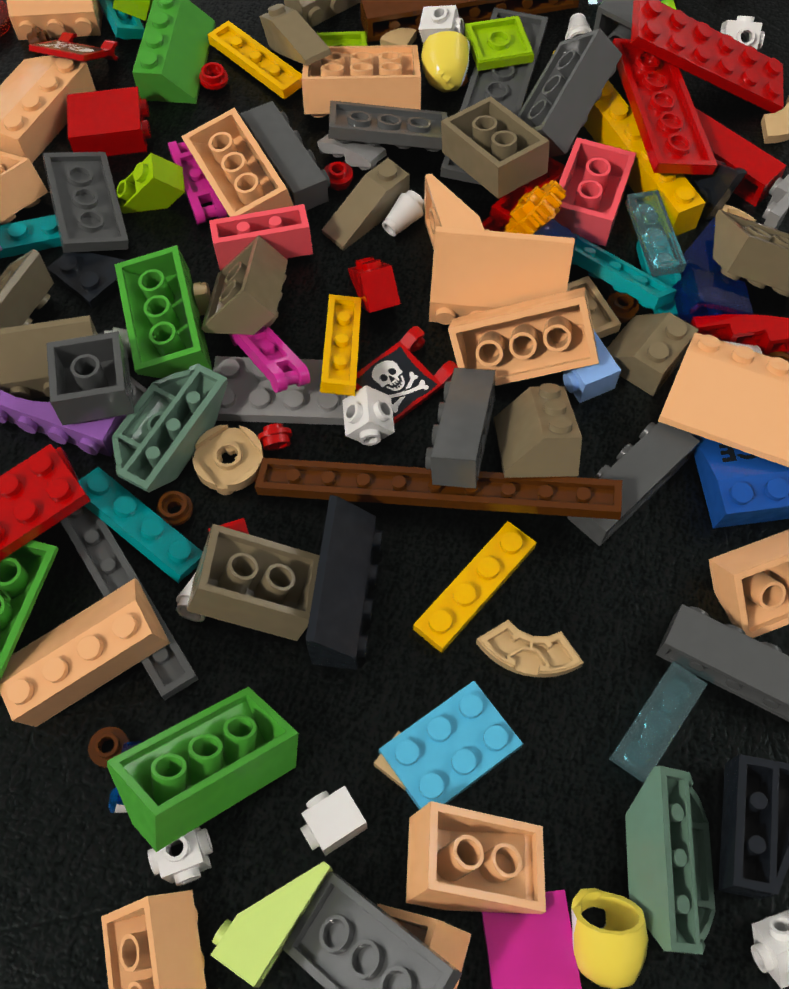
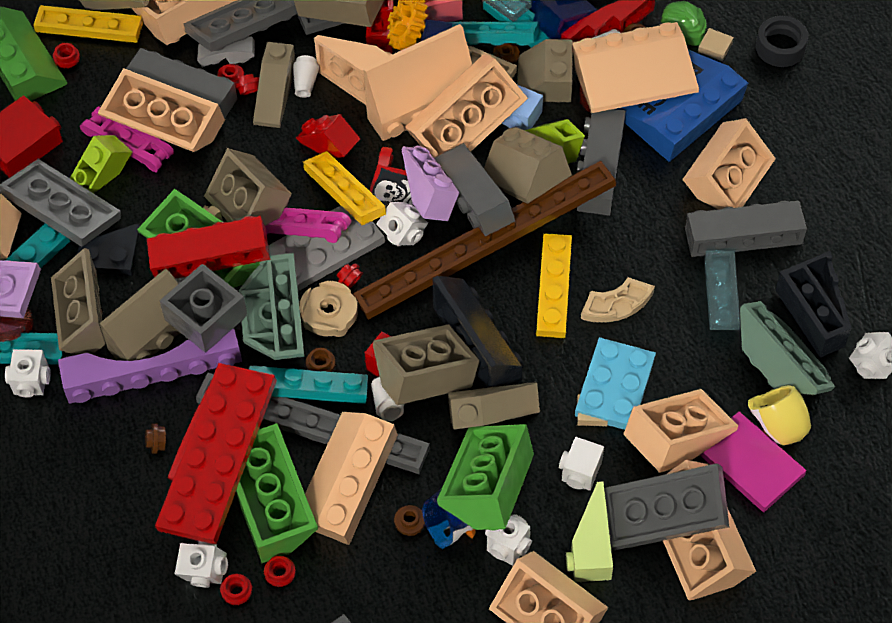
camera: 35 degrees left, 5 degrees down
(149, 321) = (215, 246): none -> red brick
(282, 228) = (236, 133): coral brick -> none
(292, 678) = (492, 404): none -> dark tan slope
(341, 189) = (247, 84): none -> red plate
(422, 391) = (429, 186): none -> lavender slope
(602, 429) = (563, 134): none -> lime slope

